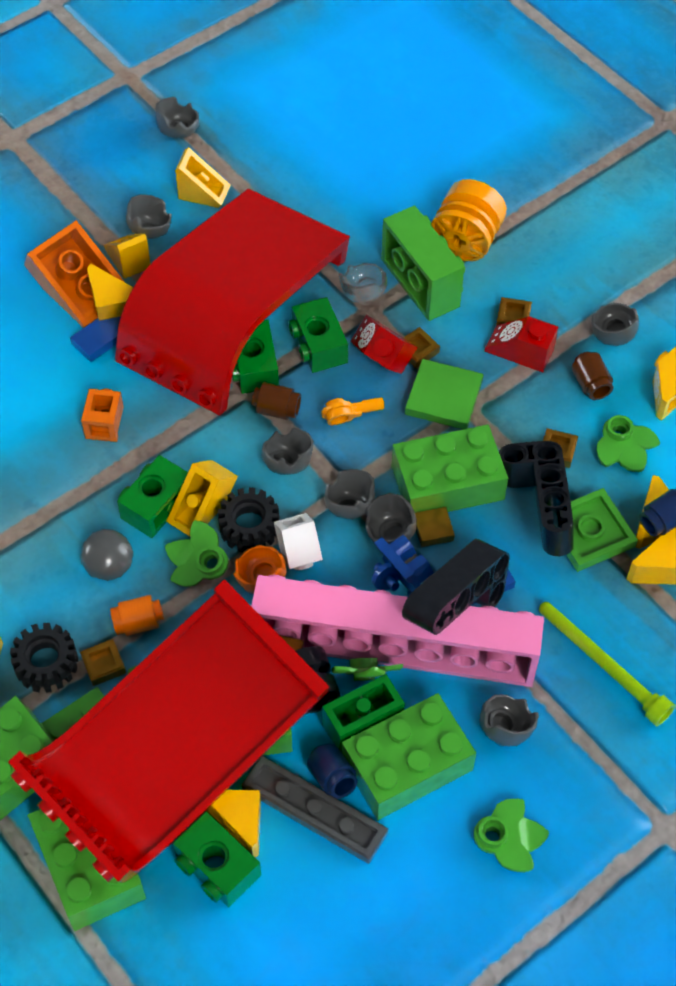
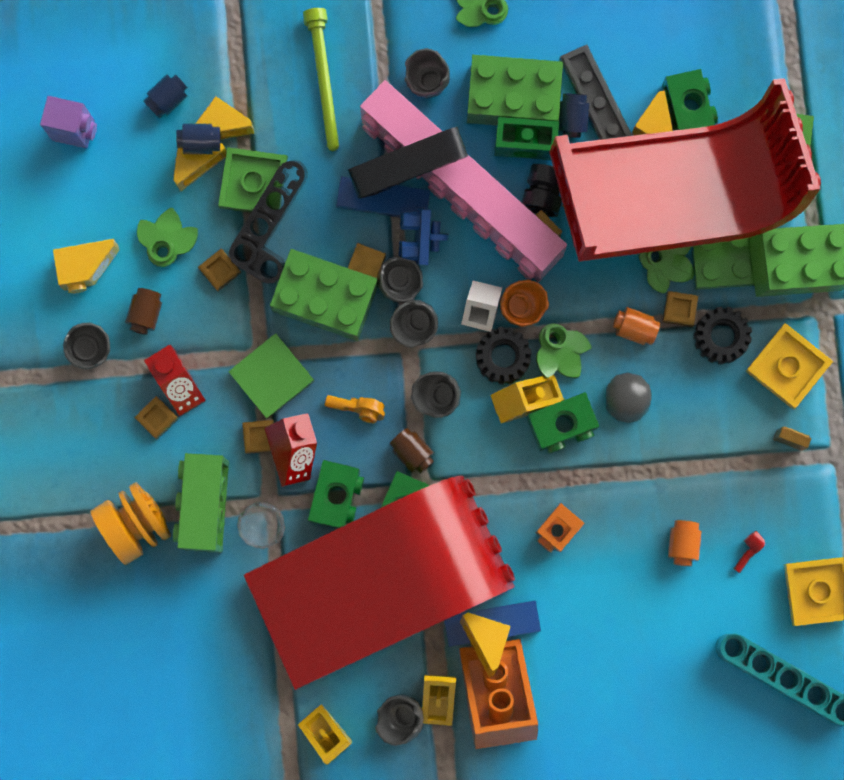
camera: 145 degrees left, 25 degrees up
(365, 669) = (503, 167): bright green plate -> none

